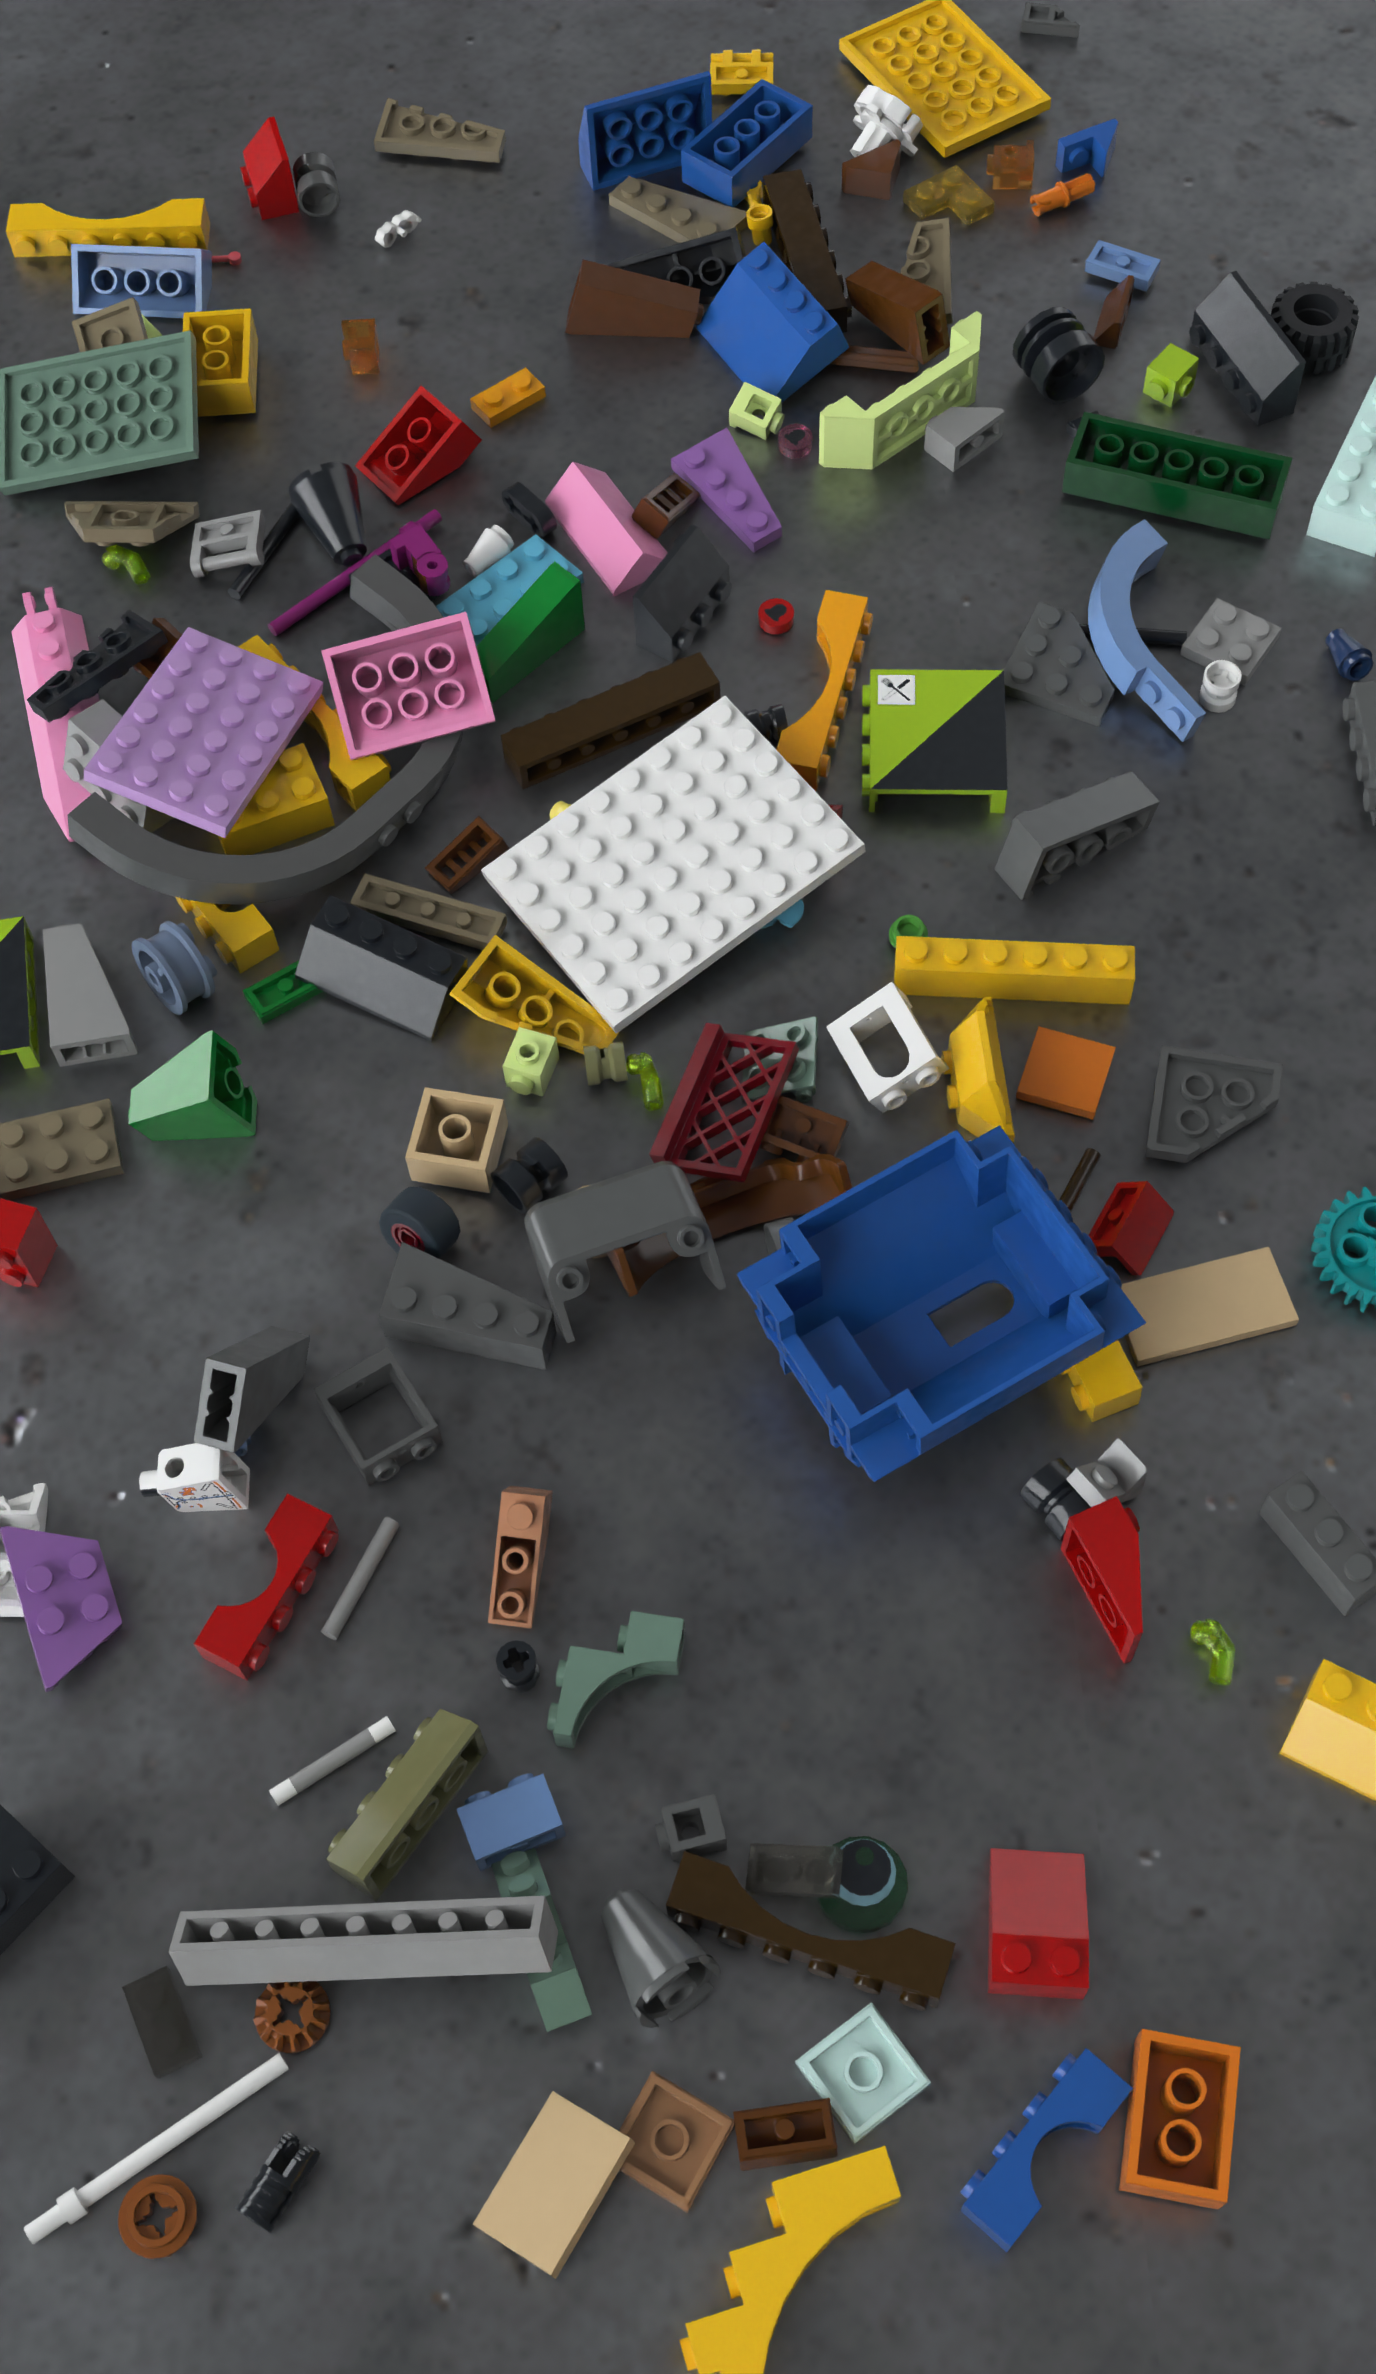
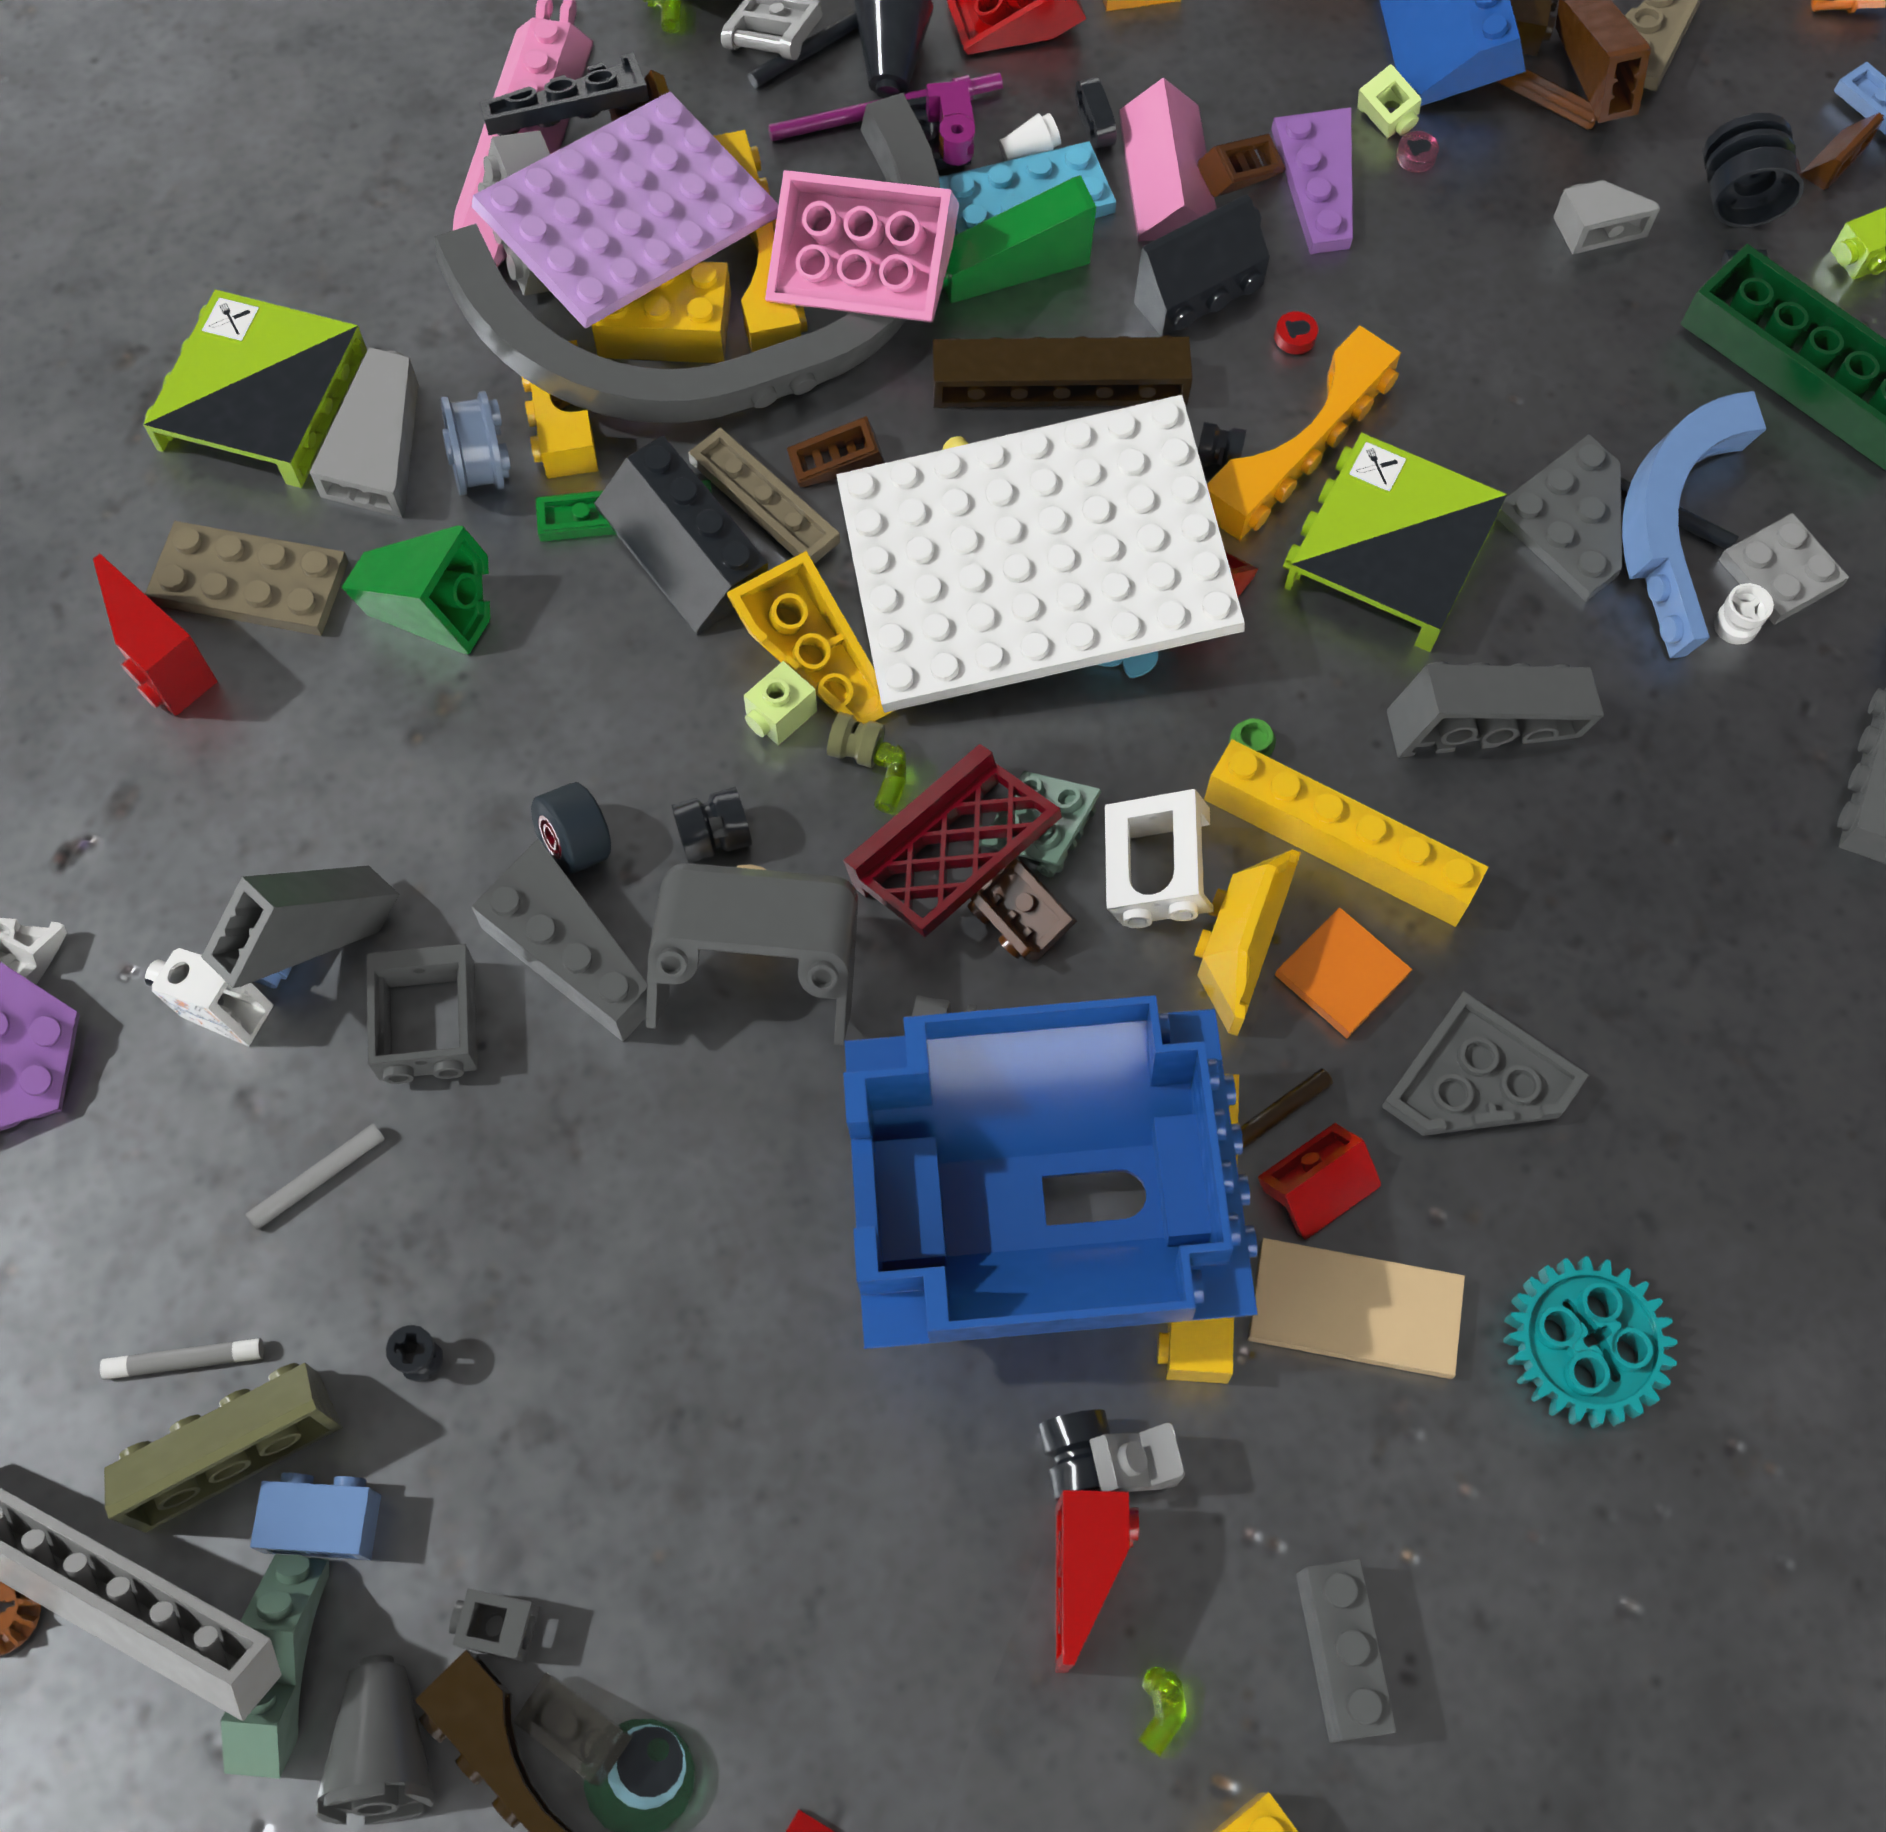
camera: 20 degrees right, 5 degrees up
(241, 1634) = (163, 1180): red arch -> none
(457, 1140) = (657, 752): tan brick -> none
(519, 1555) = (483, 1229): nougat slope -> none
(649, 1647) = (477, 1401): sand green arch -> none
(769, 1193) = (890, 951): reddish brown windscreen -> none
(868, 438) = (1536, 171): yellowish green slope -> none

